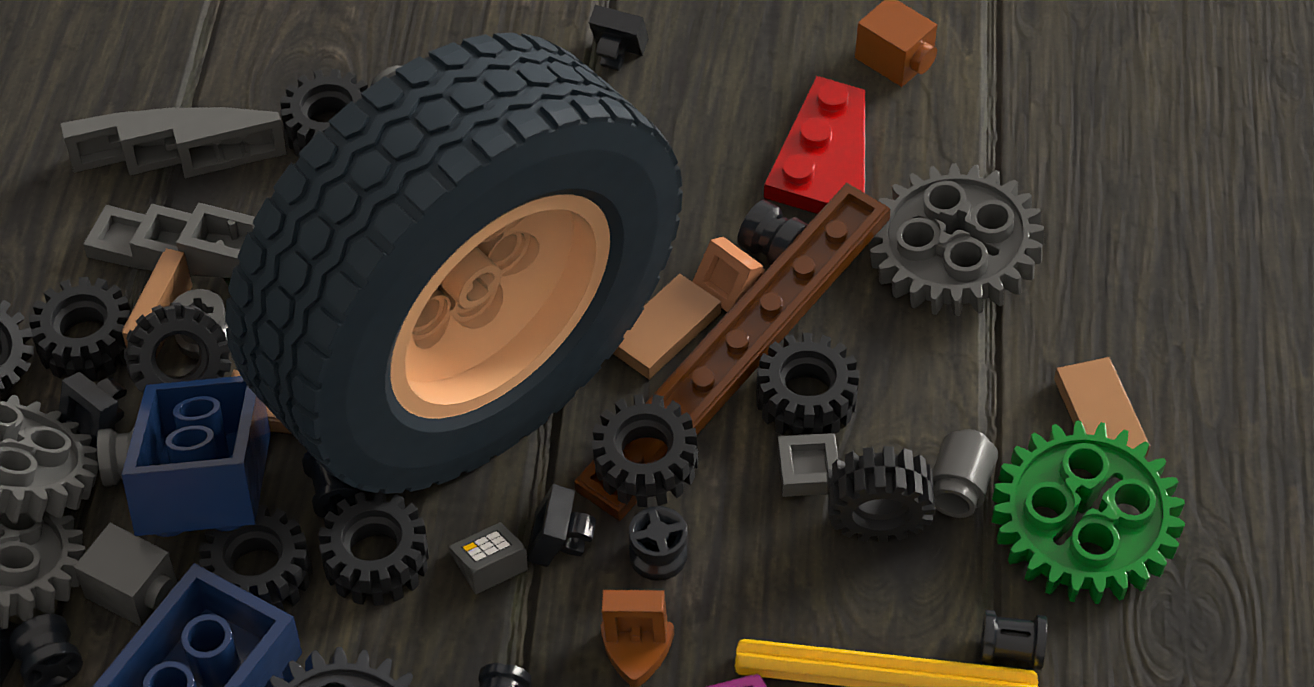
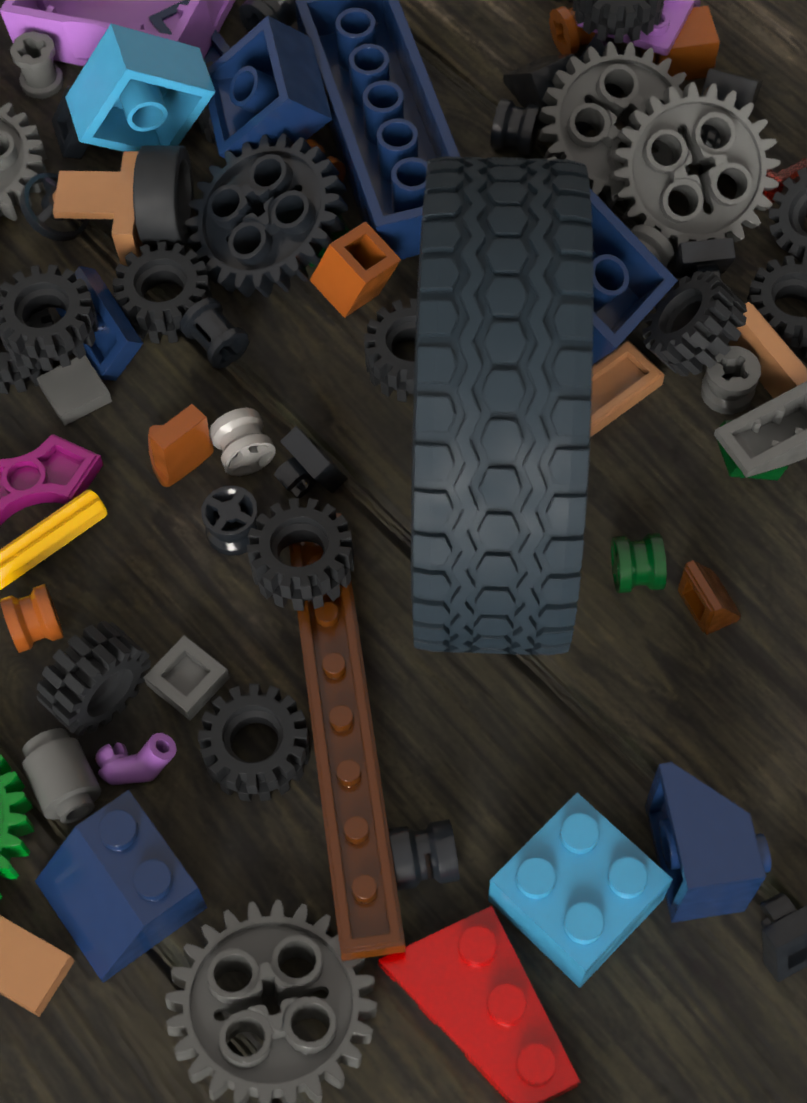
camera: 135 degrees right, 10 degrees up
(340, 617) = (355, 269): none -> dark orange brick
(489, 557) = (338, 416): dark grey slope -> none
(581, 591) = (242, 441): none -> light grey wheel
(631, 62) = (703, 846): none -> dark blue slope
(667, 325) = (423, 702): medium nougat tile -> none
(713, 138) = (578, 889): none -> dark azure brick
(727, 272) = (416, 778): nougat tile -> none
(879, 597) = (31, 618): none -> dark orange wheel
(895, 432) = (145, 766): none -> medium lavender arm
(986, 374) = (118, 886): none -> dark blue slope

